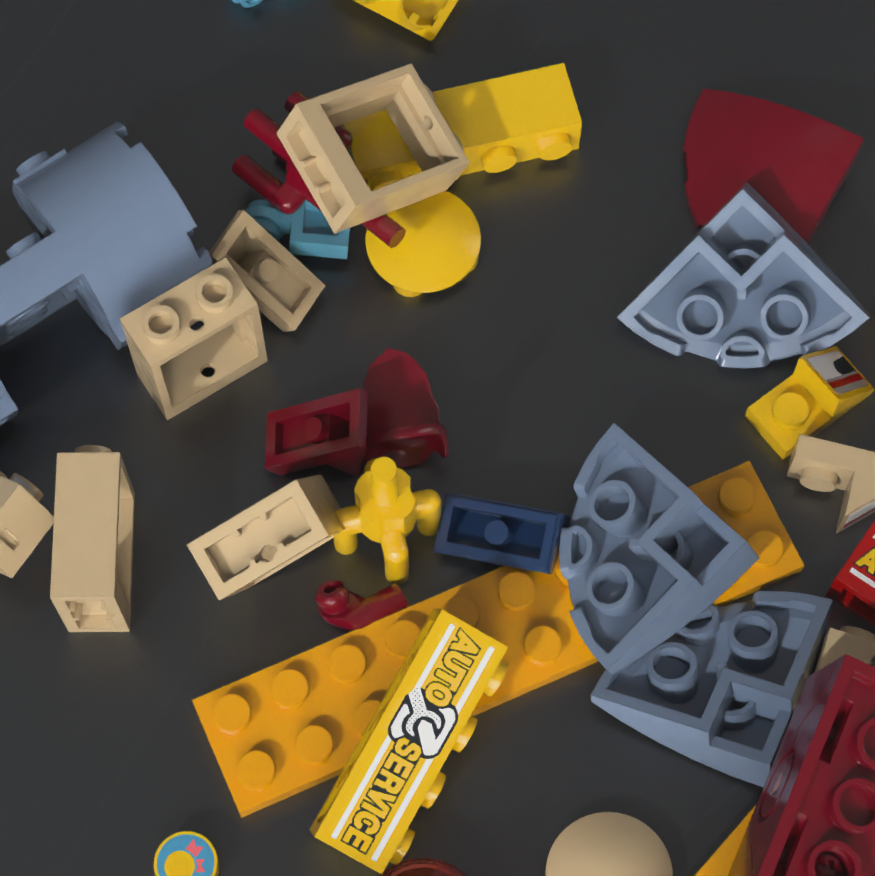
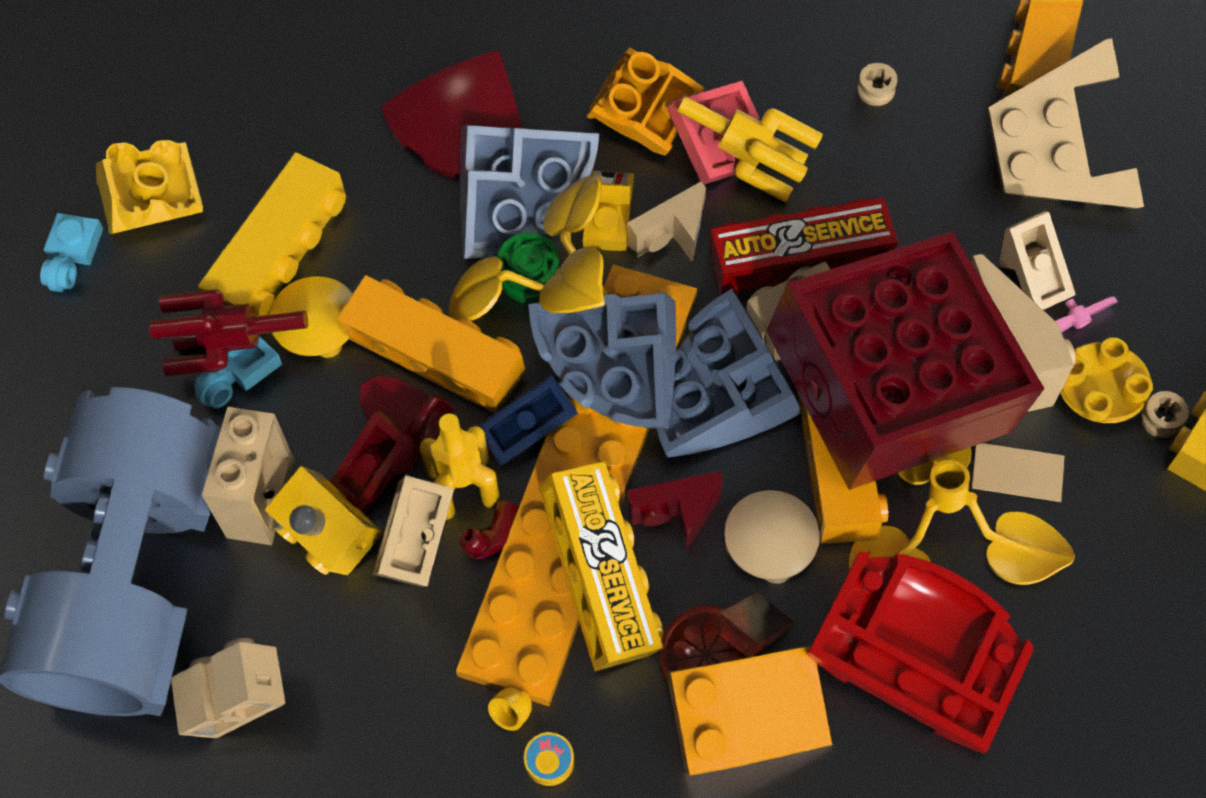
camera: 45 degrees left, 5 degrees down
(92, 541) = (310, 638): tan window -> none
(202, 783) = (503, 702): none -> yellow hinge
(221, 444) = (323, 522): none -> yellow piece
(268, 270) = (219, 396): tan slope -> none
(331, 172) = (233, 307): tan window -> none
(492, 373) = (432, 343): none -> light orange brick
(566, 764) = (687, 498): none -> dark red slope
(652, 448) = (572, 288): none -> yellow plant
(664, 386) = (529, 261): none -> green wheel

